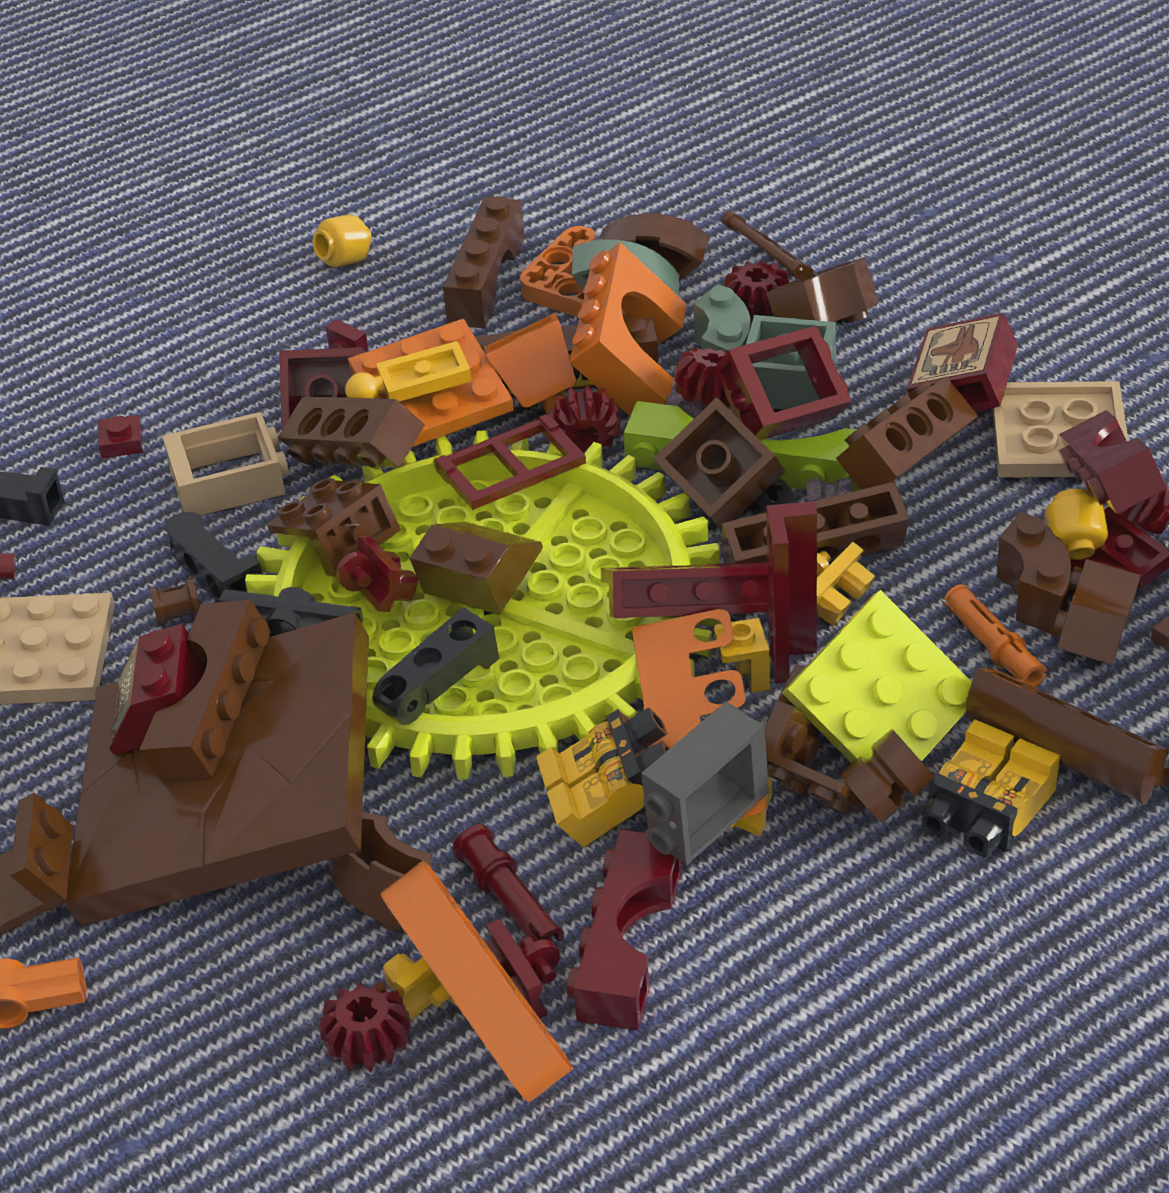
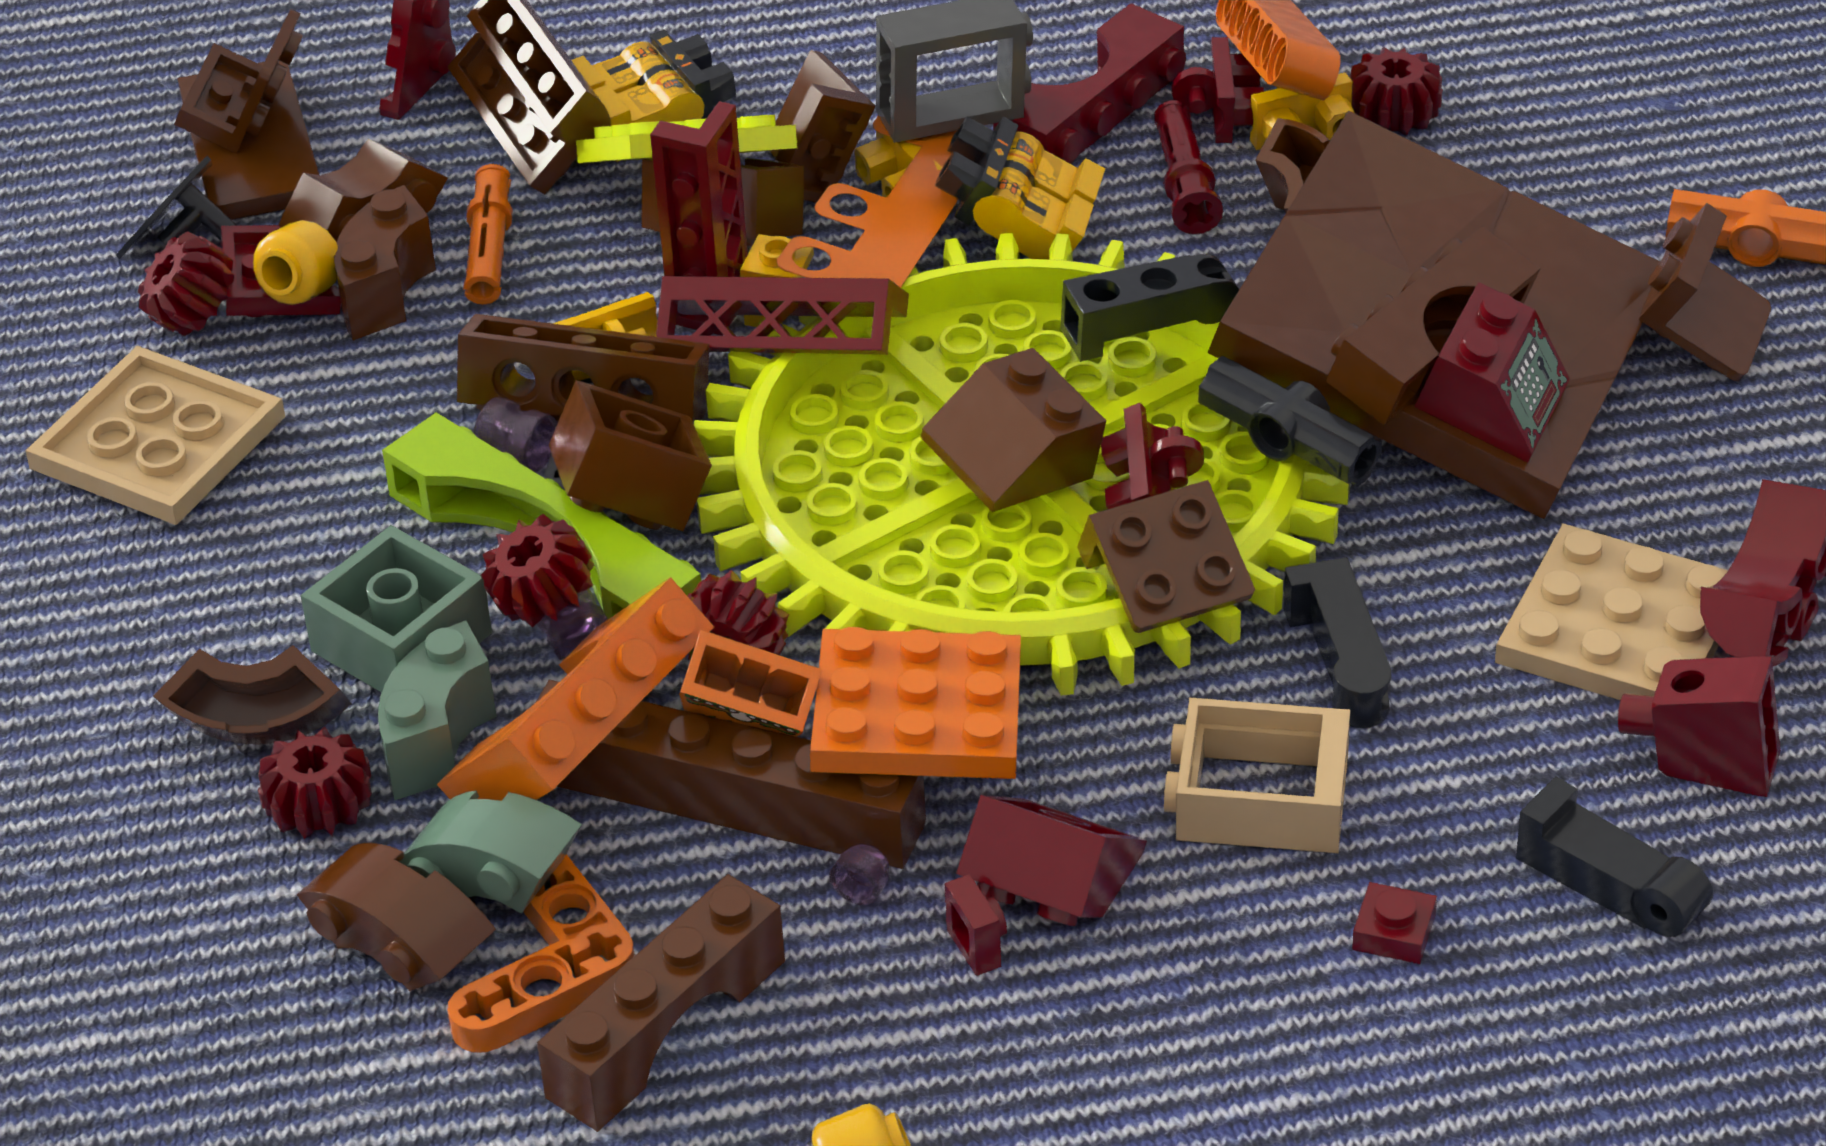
camera: 155 degrees left, 0 degrees up
(175, 601) = (1414, 596): reddish brown bush -> none
(351, 431) = (1075, 659): reddish brown brick -> none
(413, 374) = (955, 648): yellow plate -> none
(523, 478) = (881, 528): dark red window -> none
(748, 396) = (470, 486): dark red window -> none
(795, 266) = (207, 832): reddish brown window -> none
(886, 776) = (751, 84): reddish brown wheel -> none
(905, 433) = (371, 416): reddish brown brick -> none
(973, 357) = (190, 520): brick -> none
(1110, 465) = (189, 306): dark red arch -> none

